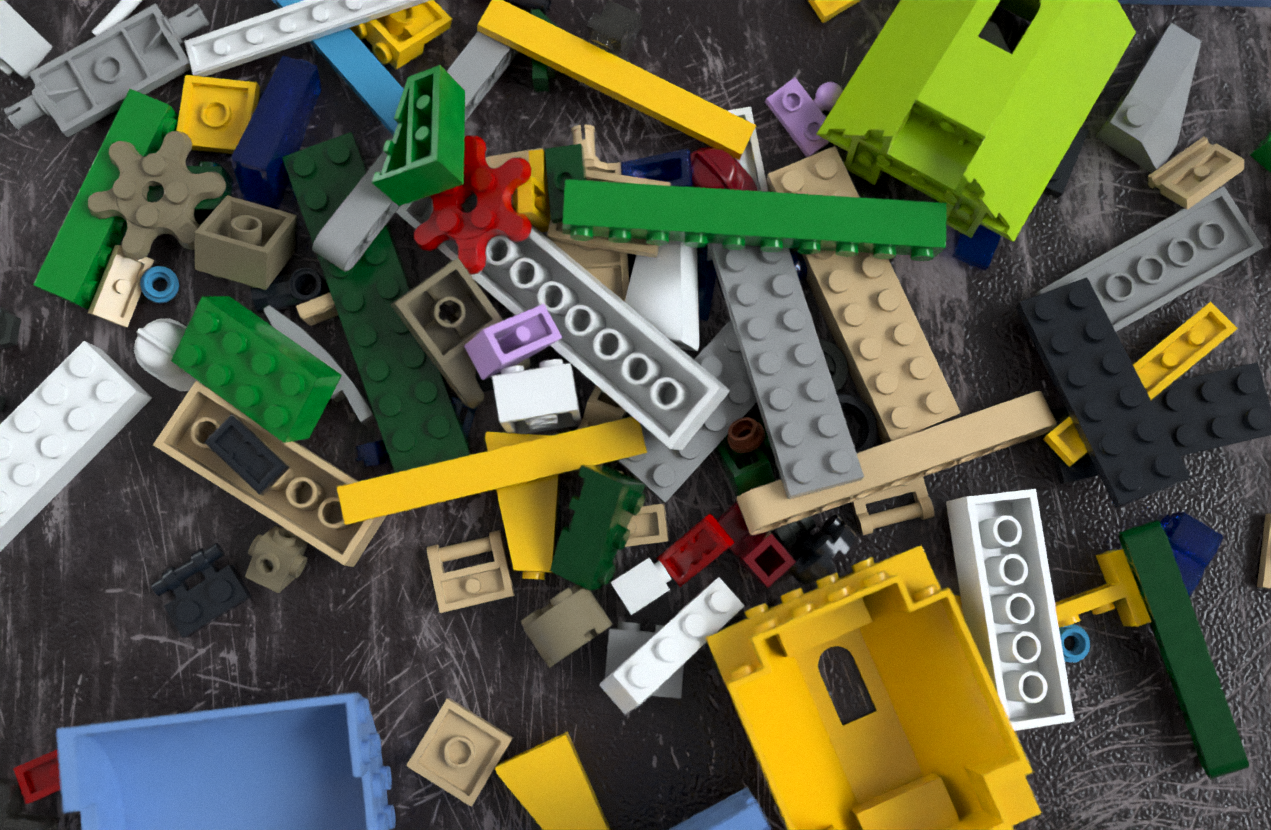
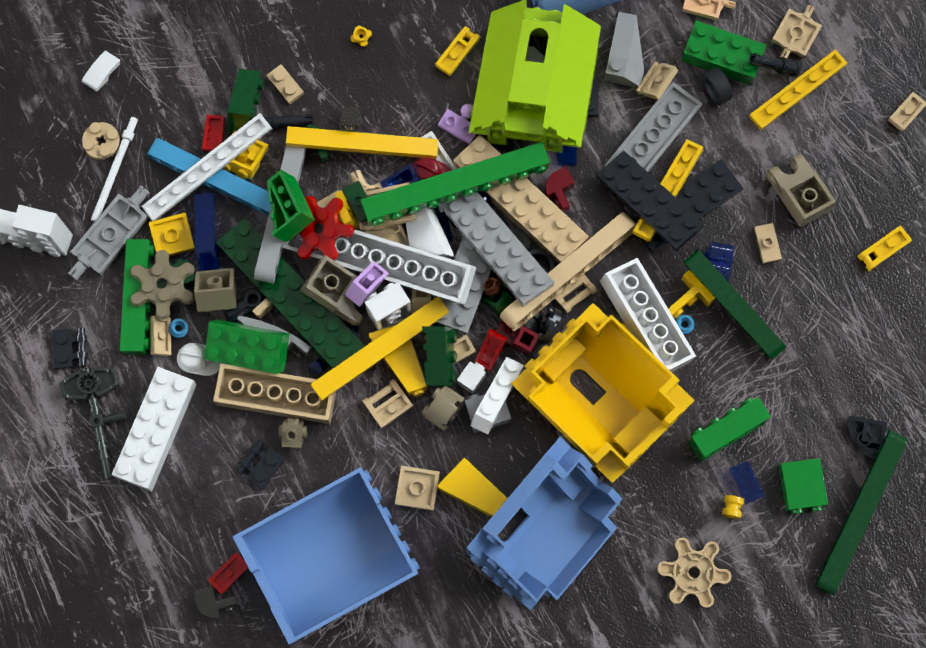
camera: 20 degrees left, 5 degrees down
(247, 454) = (261, 386): black plate -> none
(937, 292) = (556, 185): none -> dark red brick

